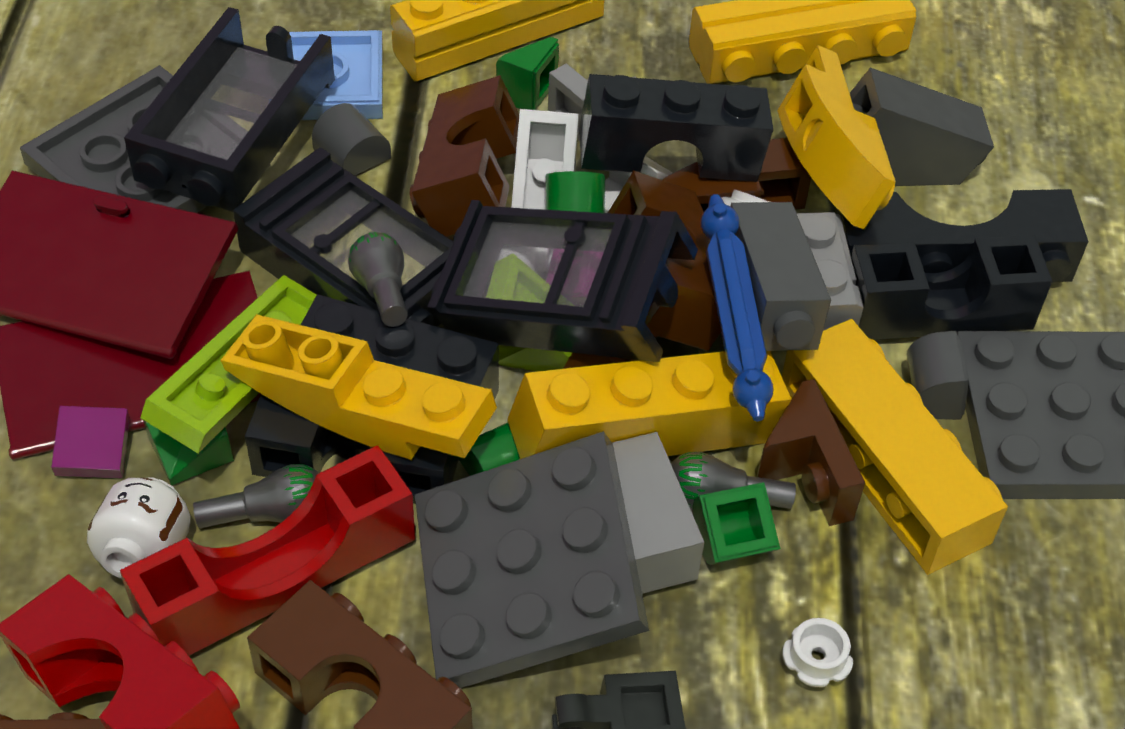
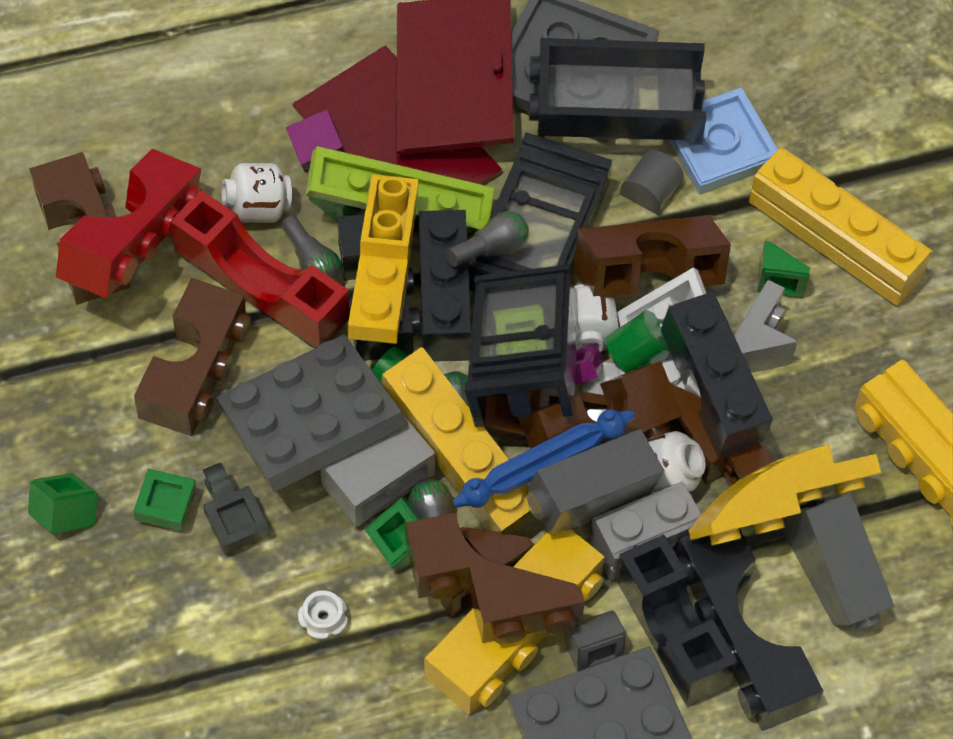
camera: 70 degrees right, 10 degrees up
(901, 422) = (503, 597): none -> reddish brown arch

